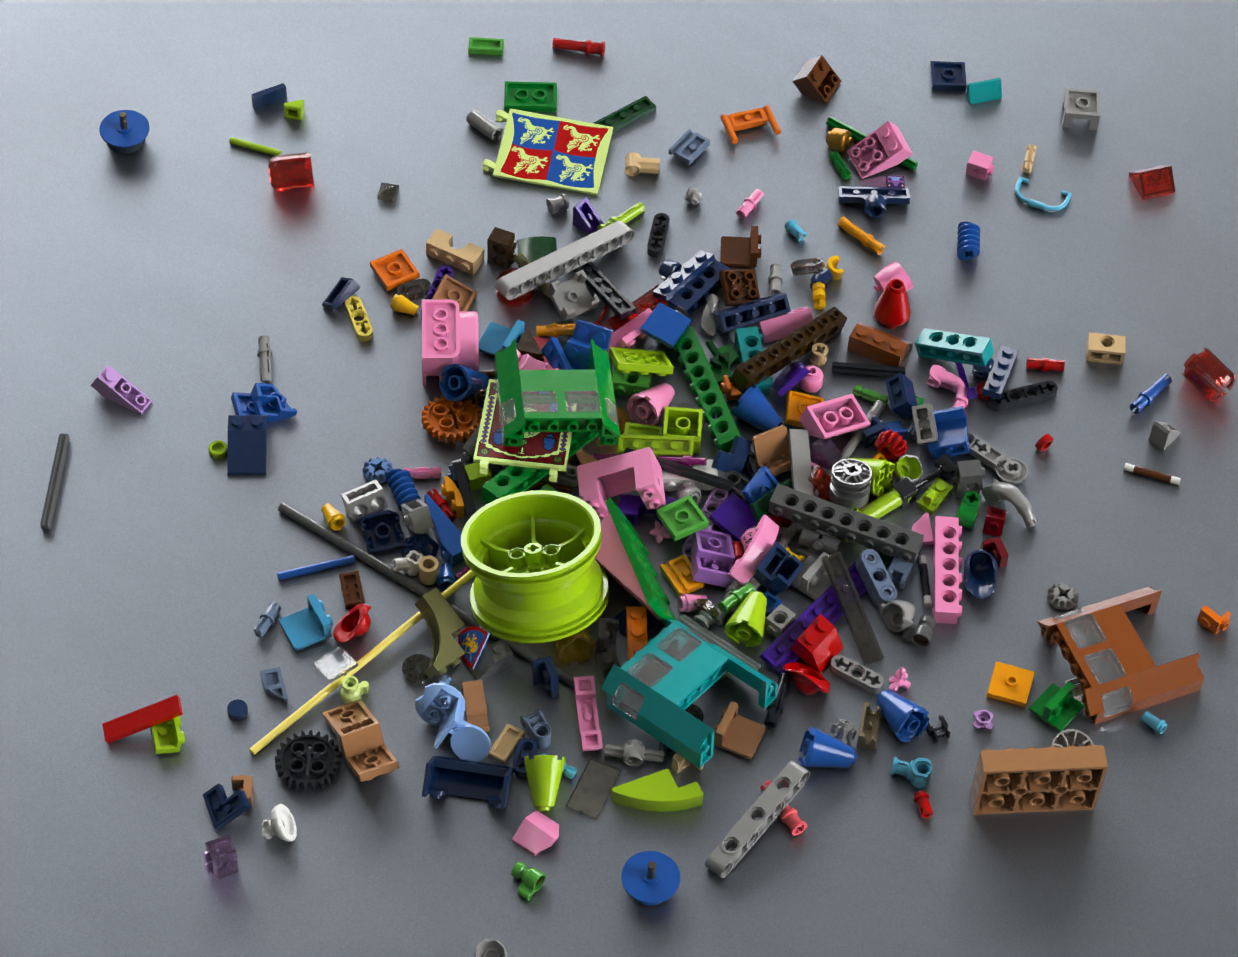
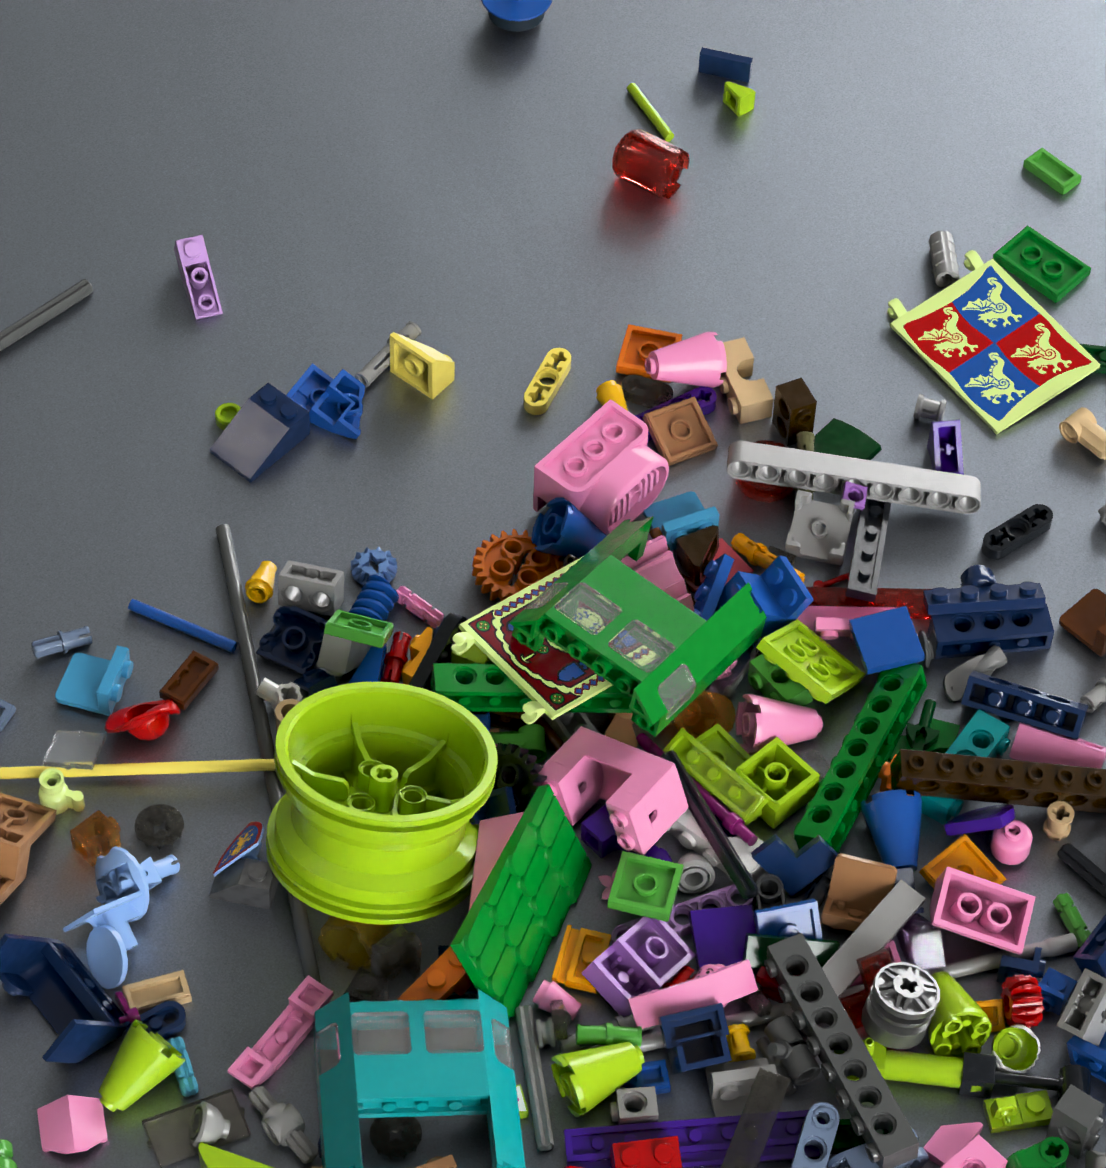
camera: 45 degrees right, 0 degrees up
(290, 355) = (420, 365): none -> light yellow slope
(341, 292) = (556, 337): dark blue slope -> none
(388, 192) = (744, 261): clear smoke tile -> none
(395, 703) = (91, 847): none -> clear orange brick
(420, 499) = (359, 628): none -> bright green tile
(427, 256) = (689, 361): none -> bright pink cone
(444, 628) = (231, 800): olive arch -> none
(475, 704) = (168, 920): medium nougat piece -> none
(500, 759) = (130, 1014): none -> magenta piece
(536, 725) = (208, 999): sand blue piece -> none
(545, 673) = (279, 948): dark blue bracket -> none
(574, 267) = (855, 493): none -> medium lavender piece
(602, 780) = (207, 1125): none -> light grey brick
(626, 216) = (1000, 481): lime pin -> none
(739, 286) = (1044, 662): reddish brown tile -> none

